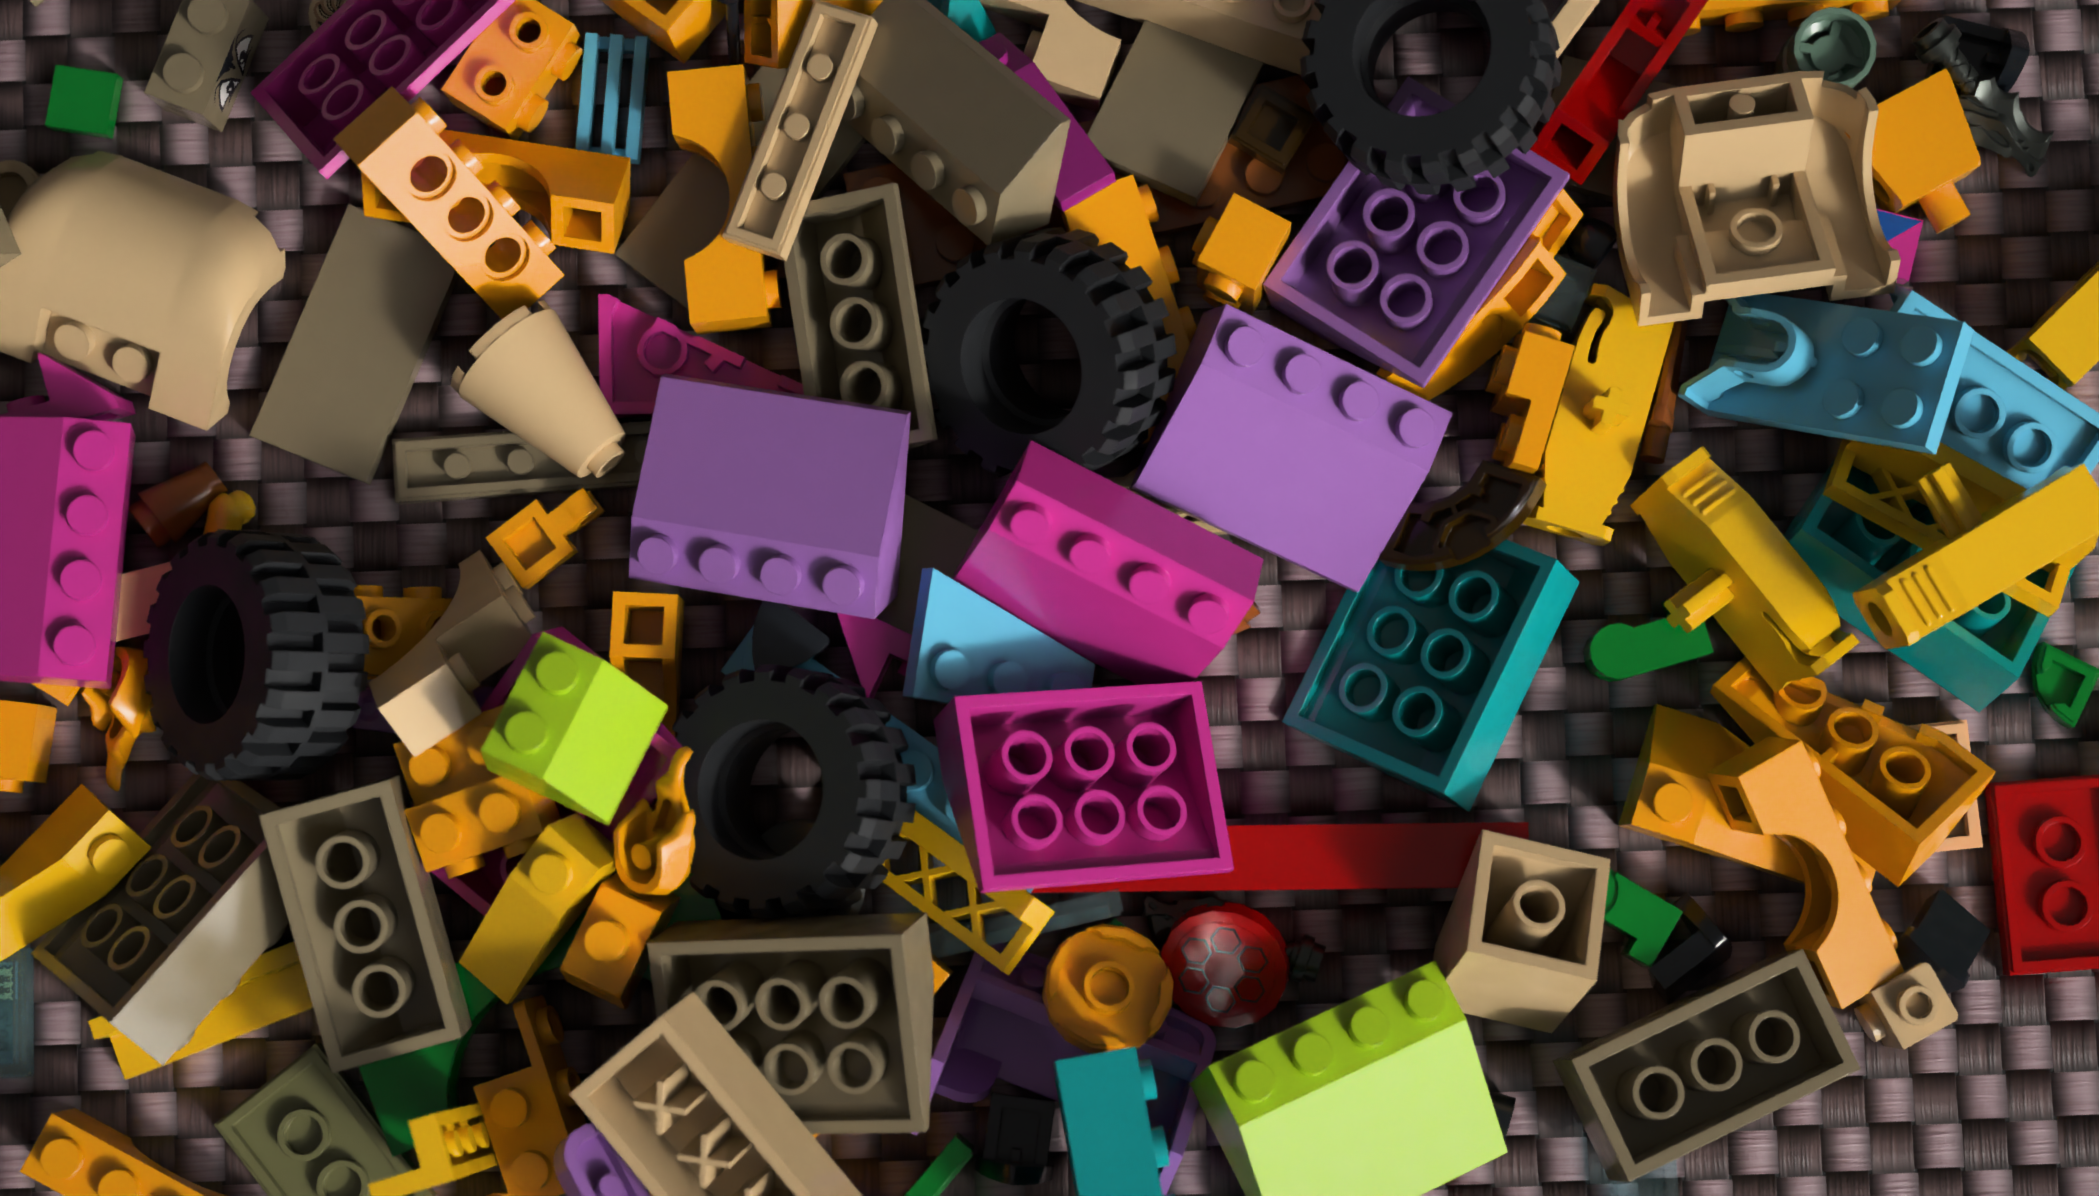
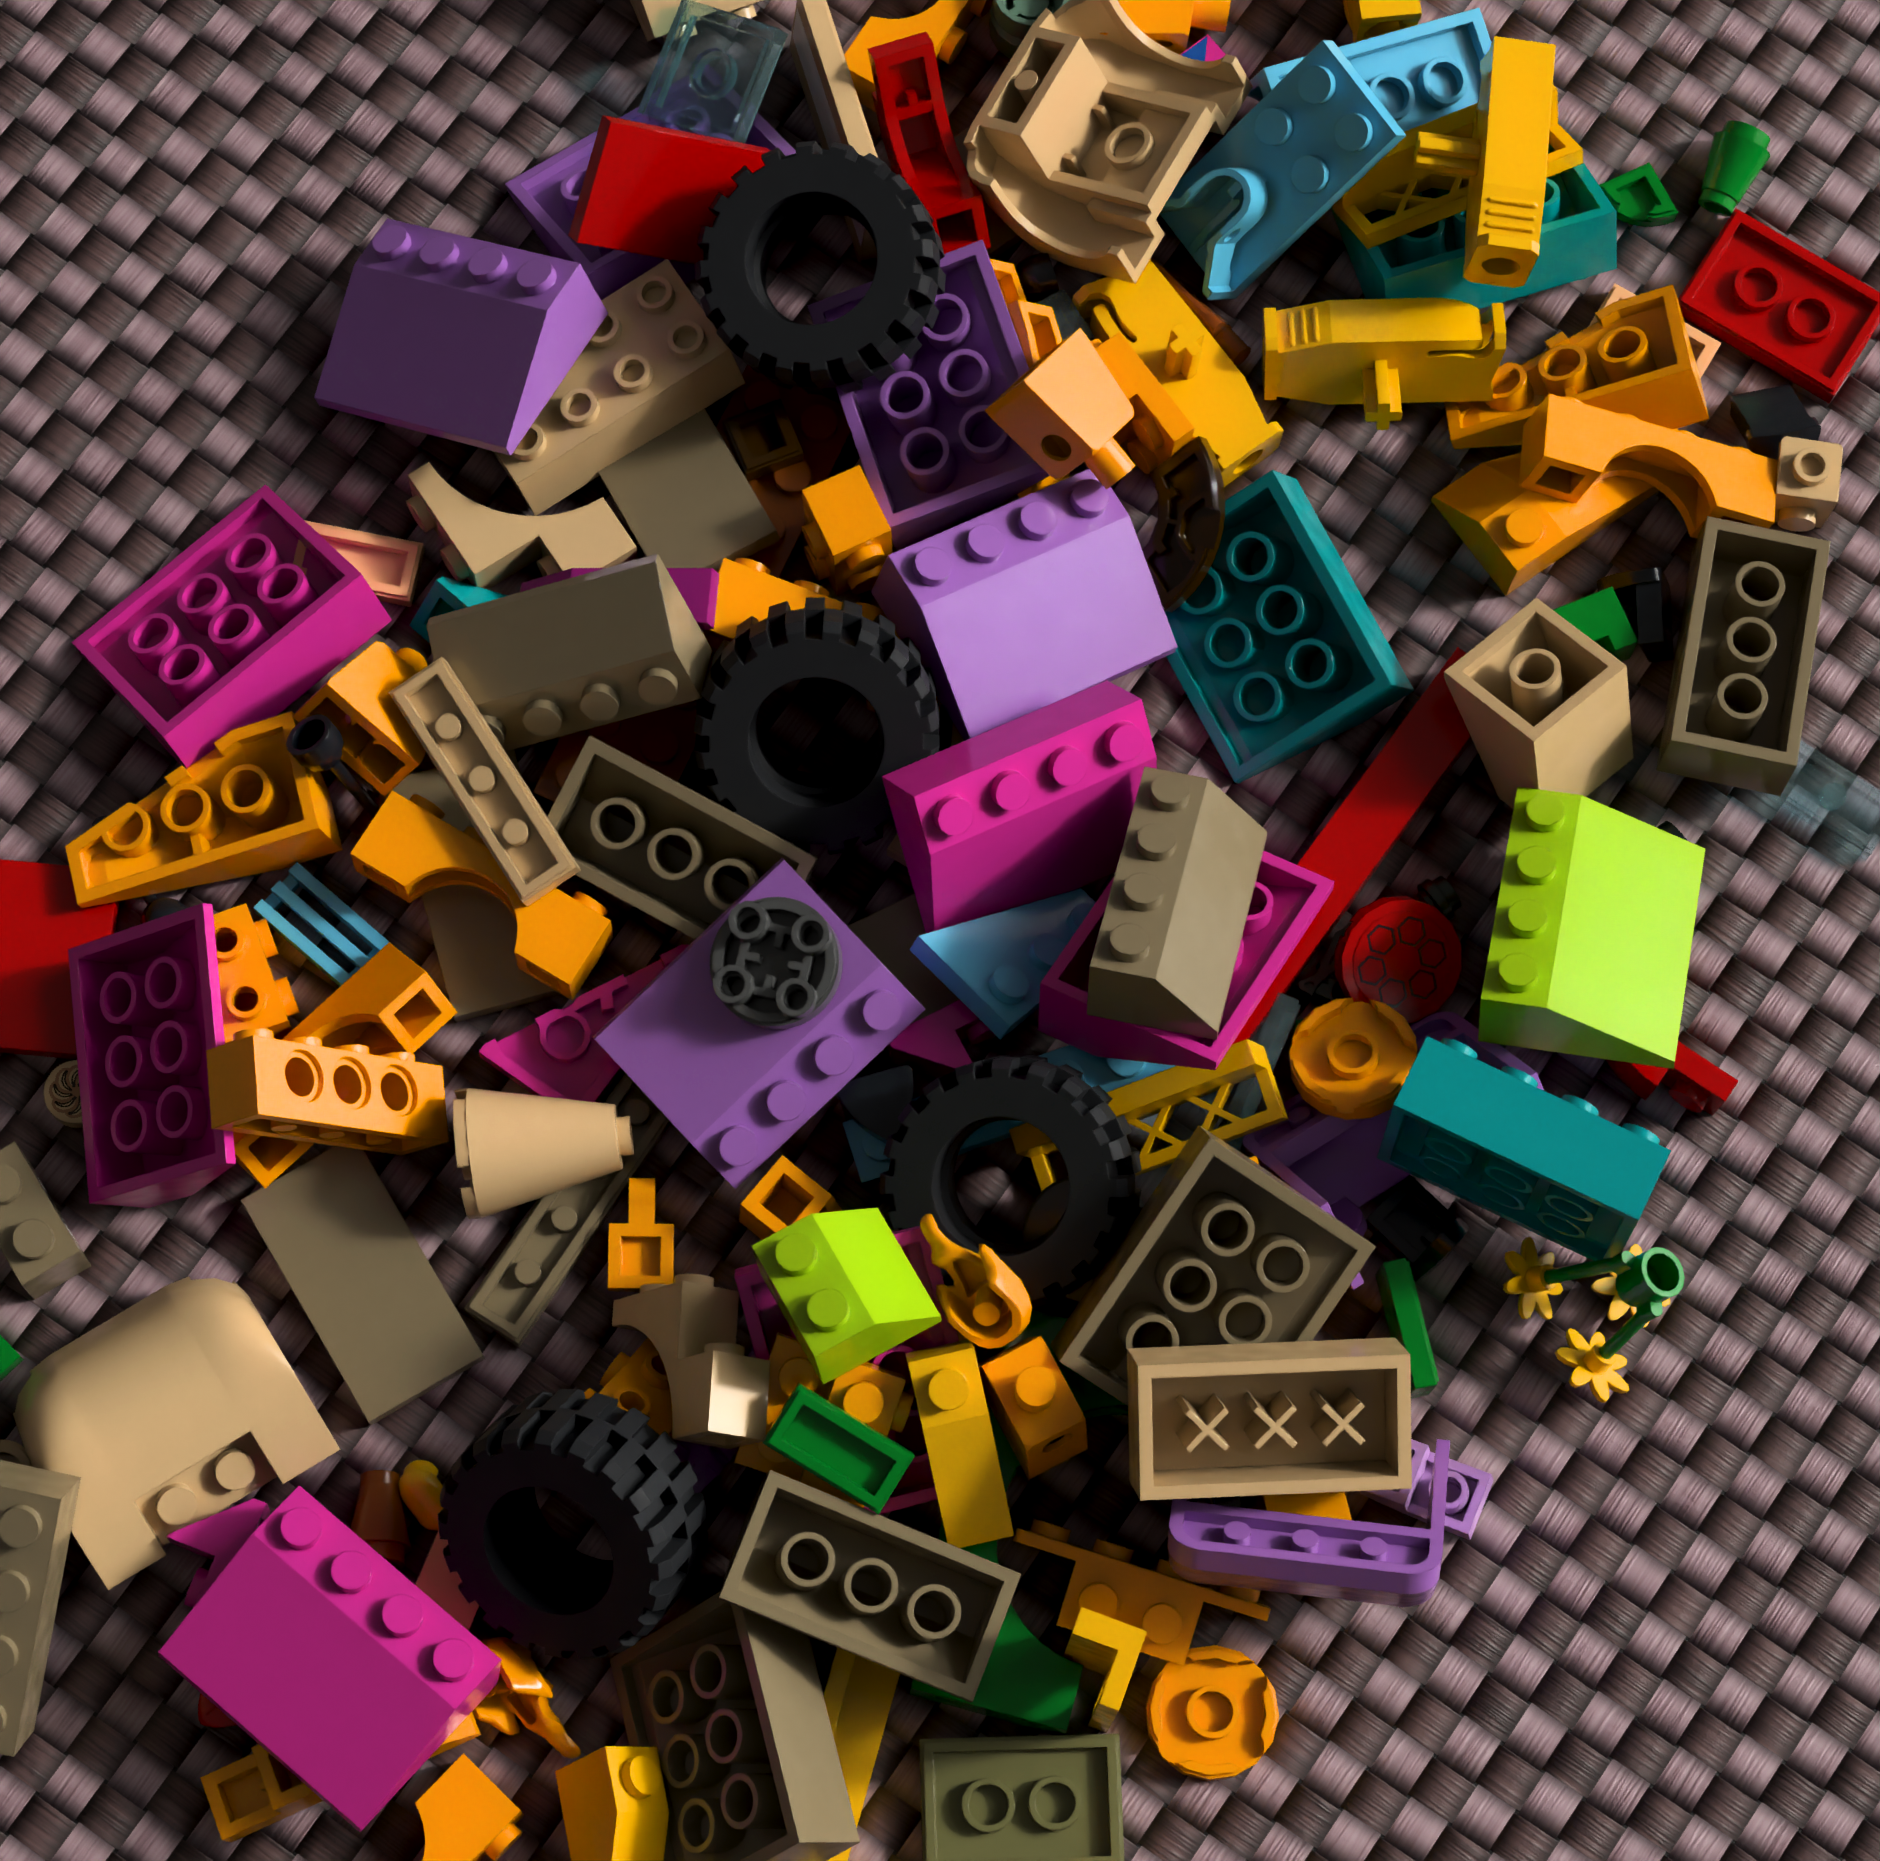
camera: 65 degrees left, 10 degrees down
(446, 820) = (838, 1448): none -> green tile
(815, 472) = (775, 962): none -> dark grey tile
(1101, 759) = (1176, 907): none -> dark tan slope
(1465, 356) = (1068, 412): none -> light orange torso
(1630, 651) = (1377, 482): green leg -> none

